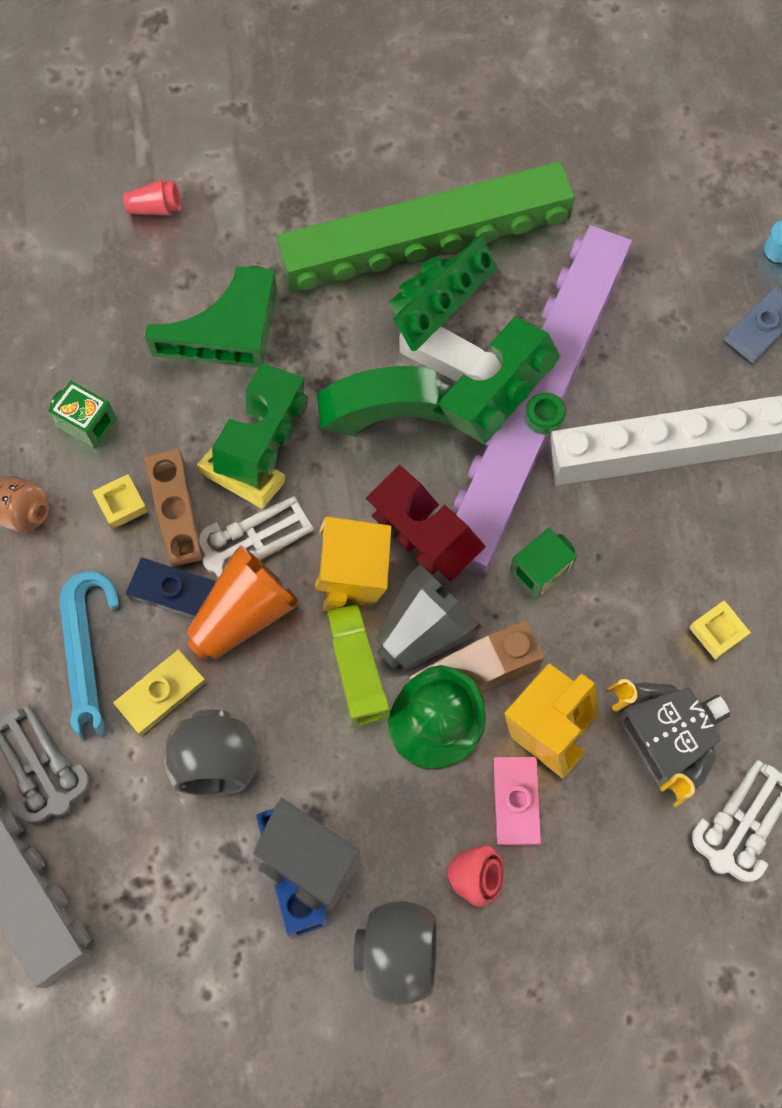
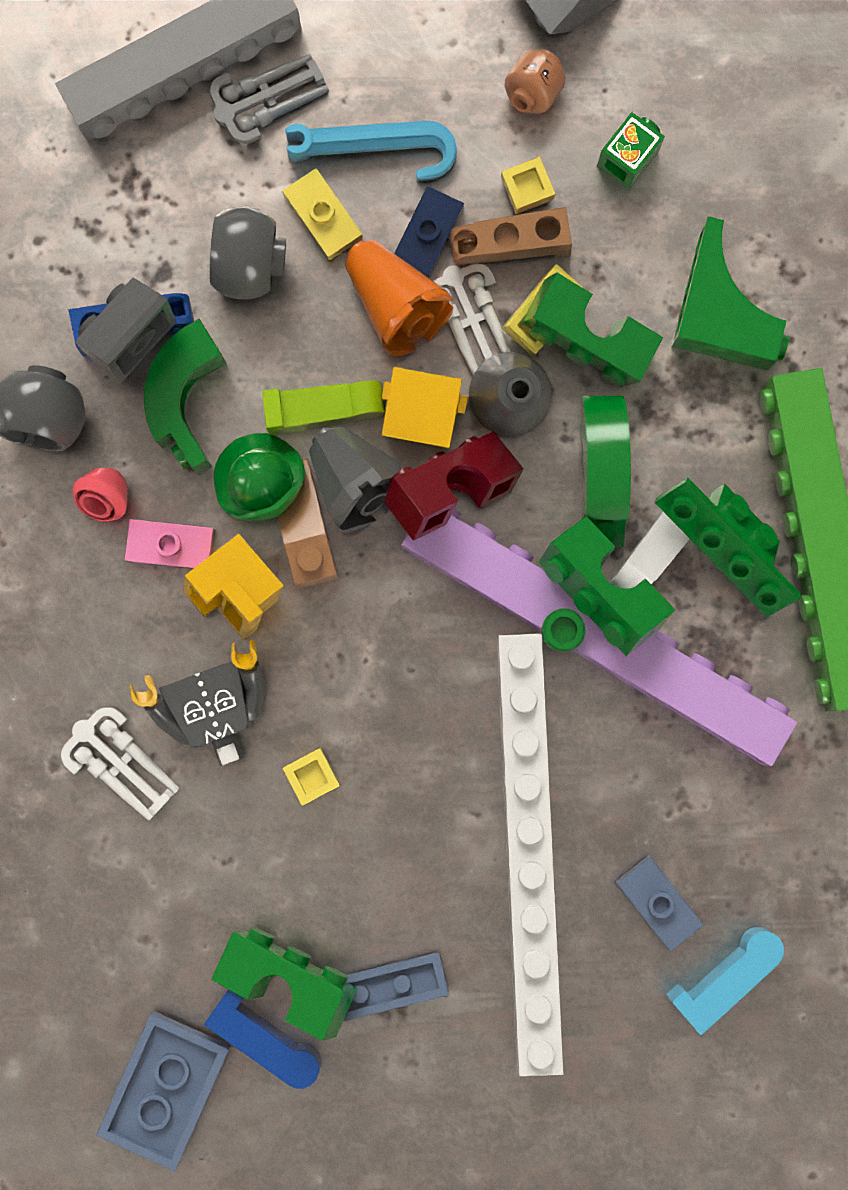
camera: 100 degrees right, 15 degrees up
(325, 485) = (493, 398): none -> dark grey cone
(363, 820) = (171, 377): none -> green arch
(543, 562) = (406, 608): green brick -> none

